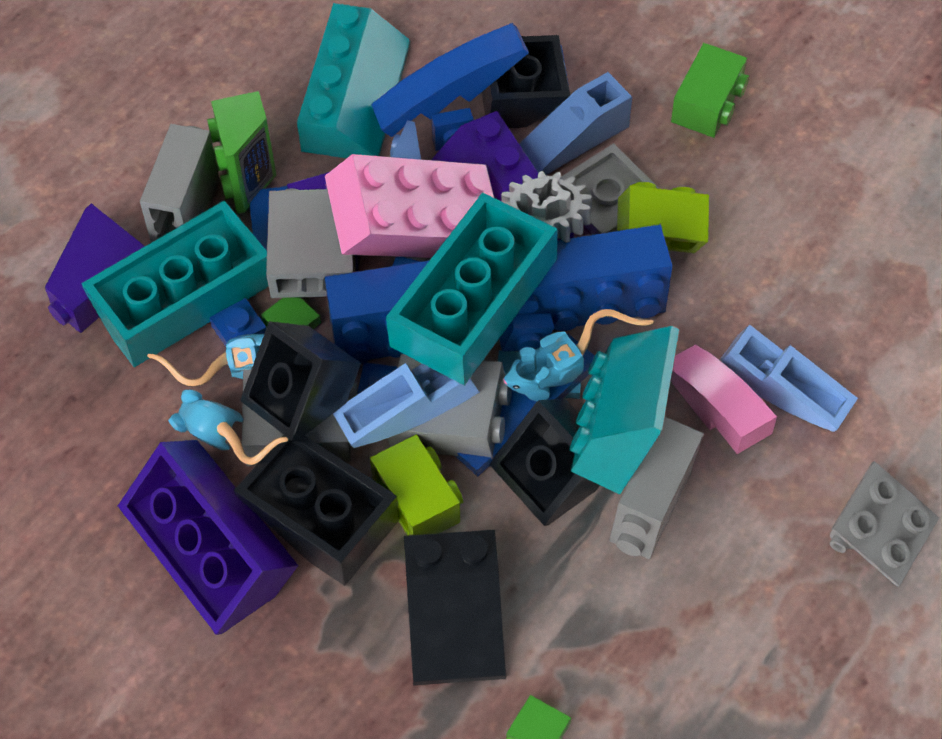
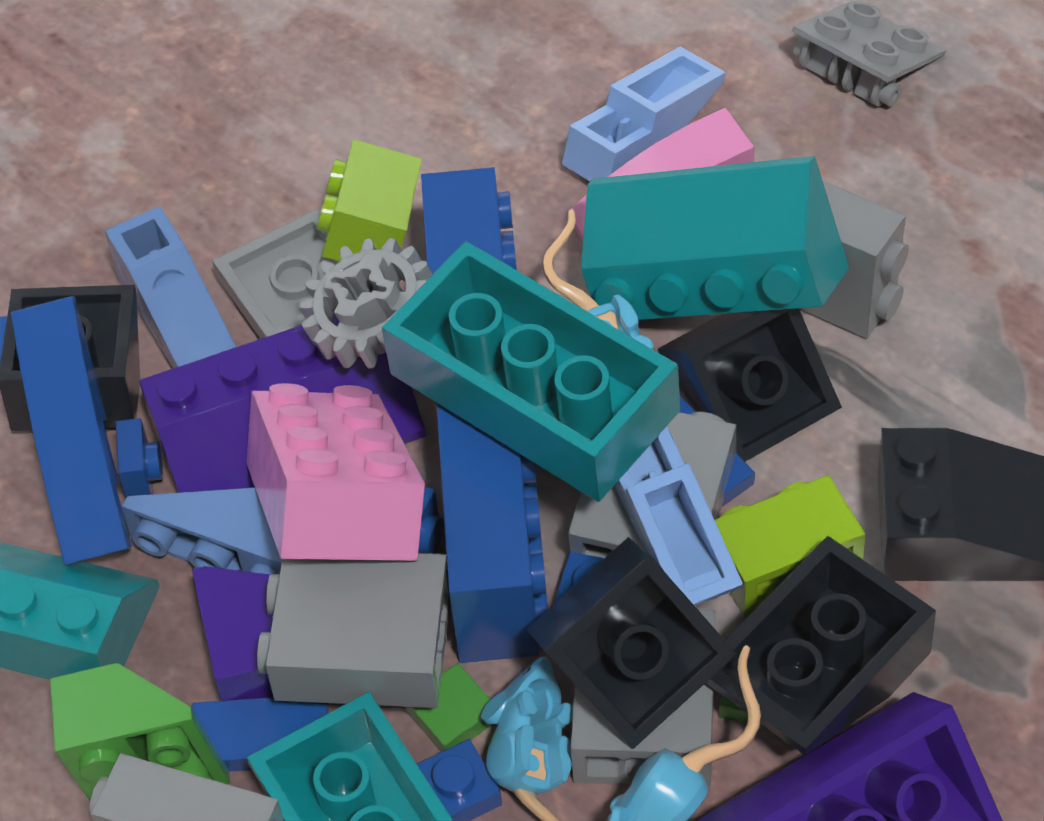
camera: 80 degrees left, 5 degrees down
(709, 90) = (137, 143): bright green brick -> none

